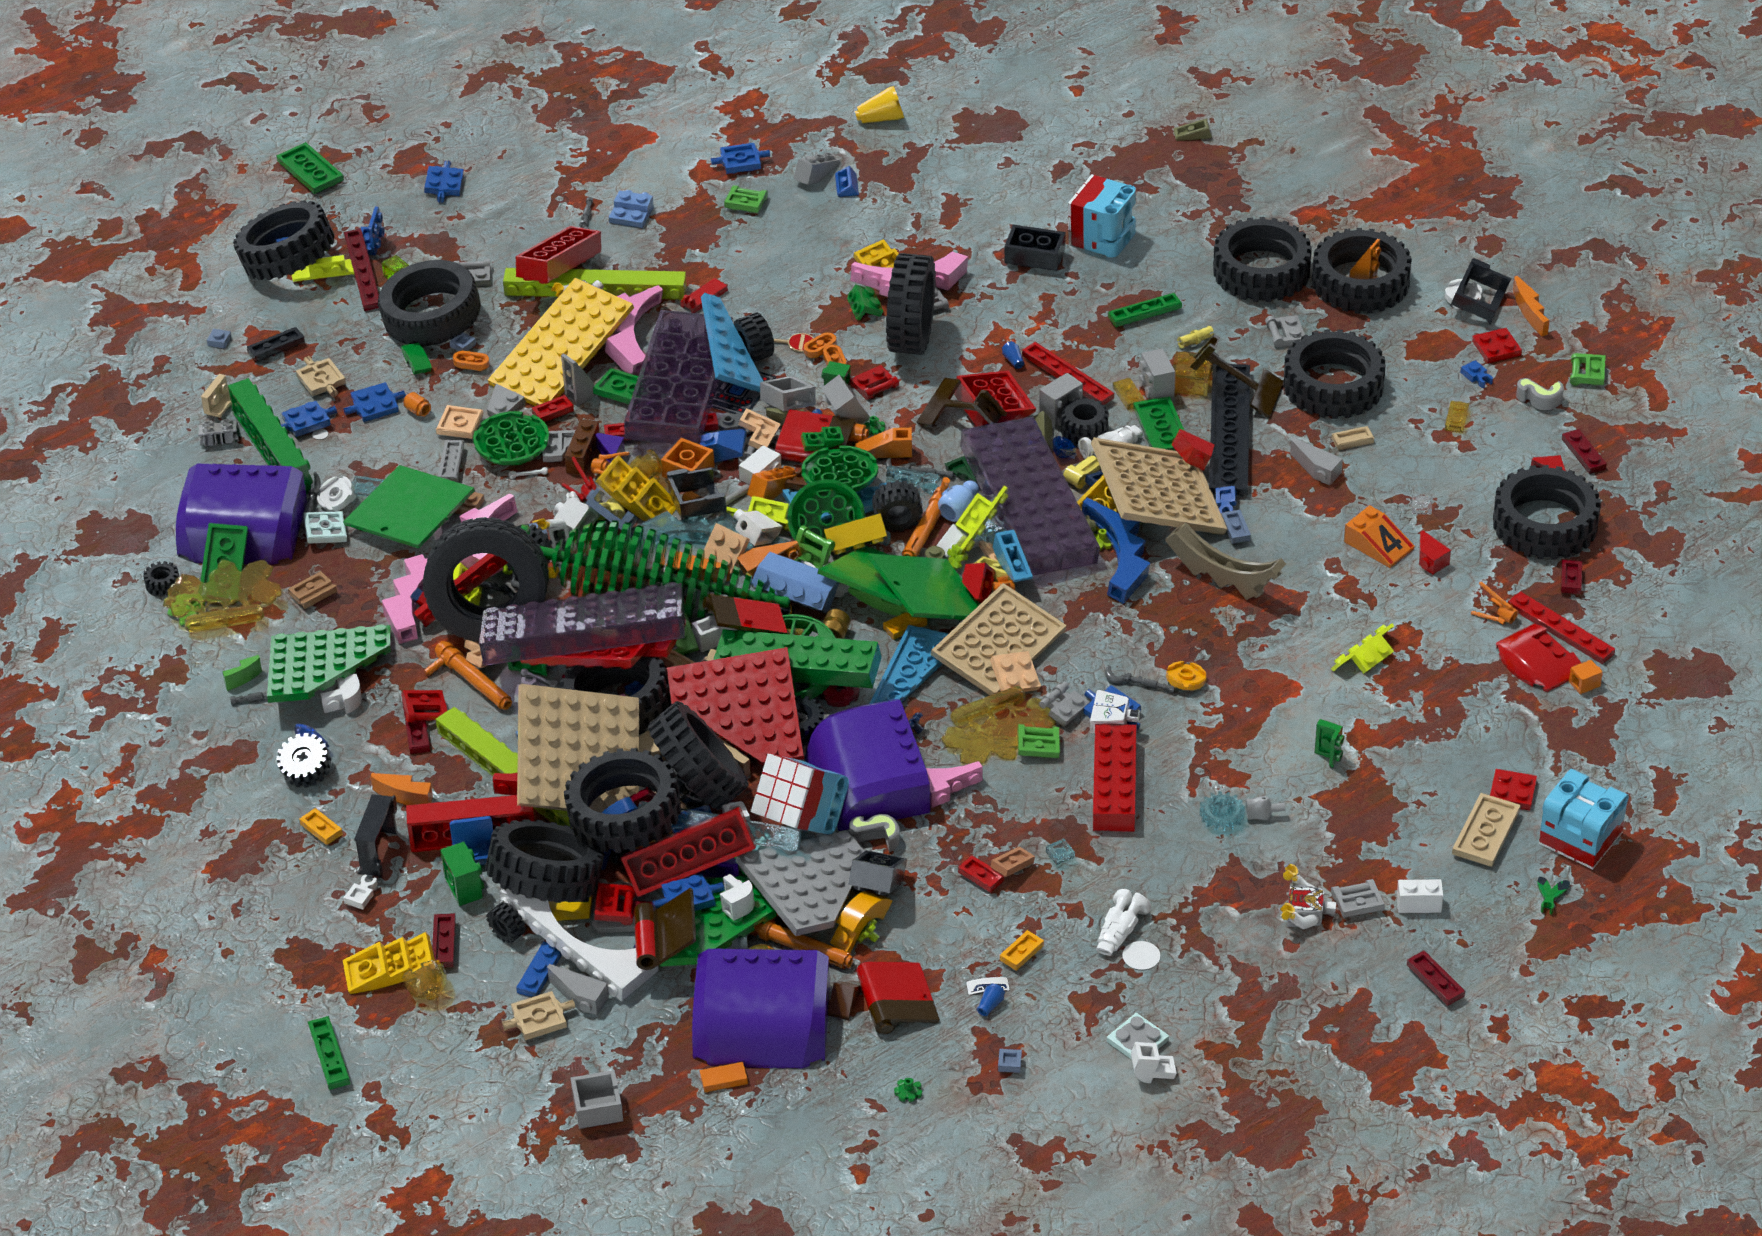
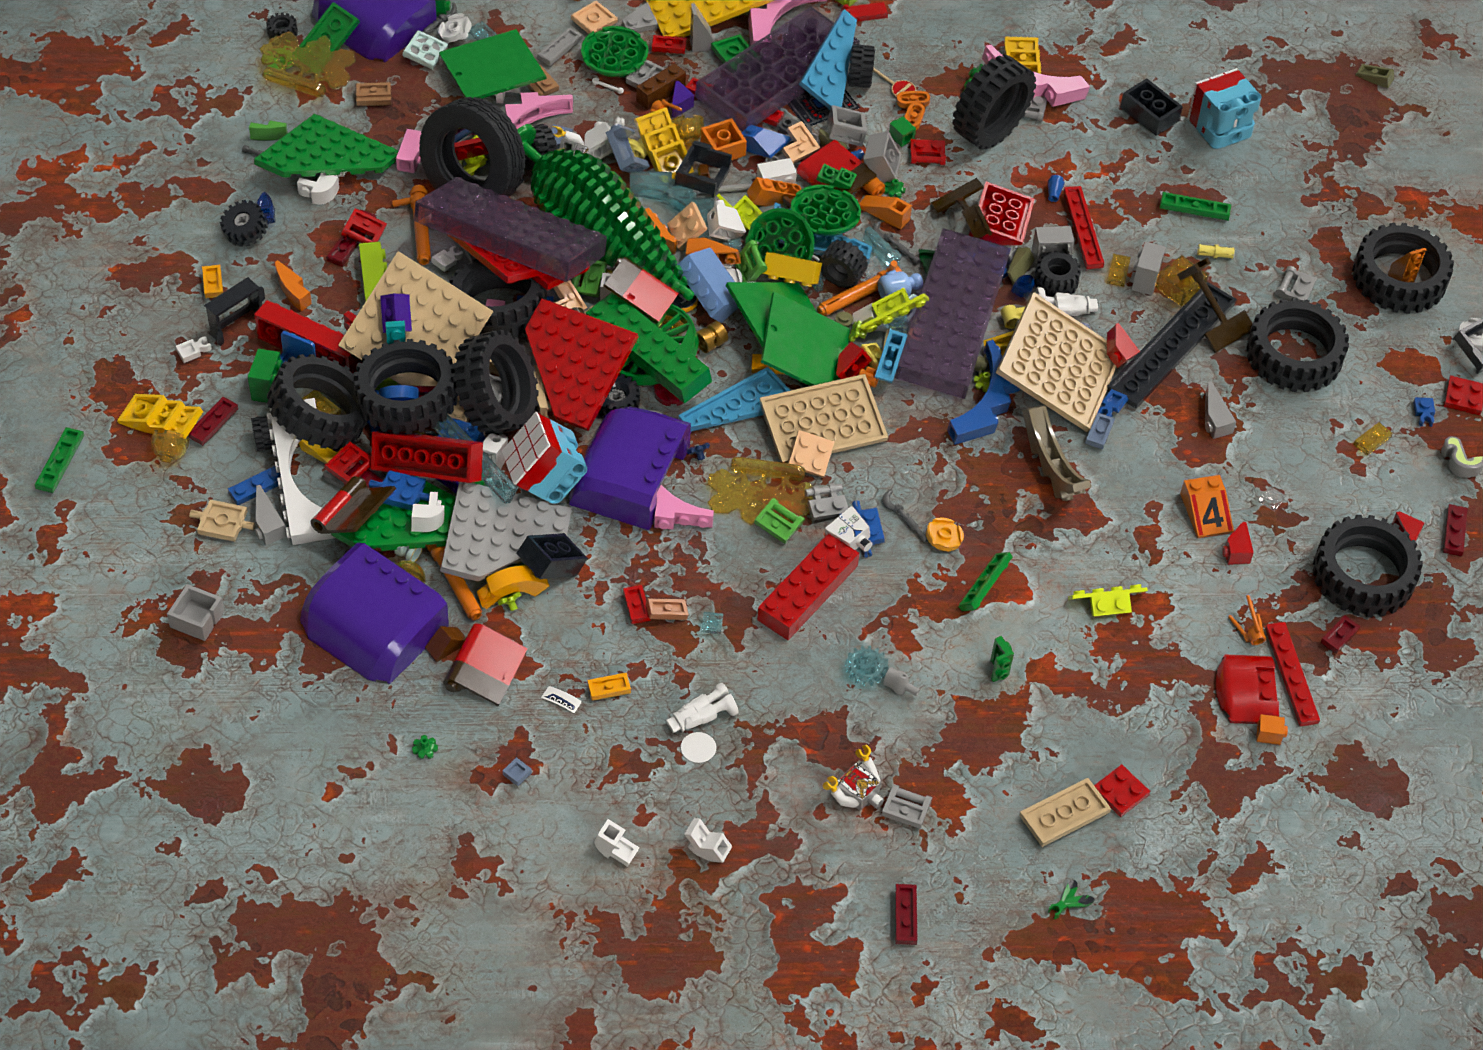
camera: 30 degrees right, 10 degrees up
(556, 743) = (396, 308): none -> dark purple panel
(573, 757) = (394, 331): none -> teal plate
(586, 488) = (631, 123): red plant -> none
(723, 1077) = (305, 651): orange tile -> none
(874, 828) = (591, 518): light grey animal -> none
(991, 998) = (548, 712): blue cone -> none
(1136, 1030) = (631, 813): light grey piece -> none
(1158, 421) = (1120, 307): green plate -> none
(1226, 1021) = (707, 844): none -> white brick
(1255, 692) = (985, 581): none -> green plate
(1262, 236) = (1334, 189): black tyre -> none
(1352, 438) = (1268, 408): tan tile -> none
(1419, 896) = (955, 836): white brick -> none
(1582, 819) = (1144, 853): medium azure piece -> none

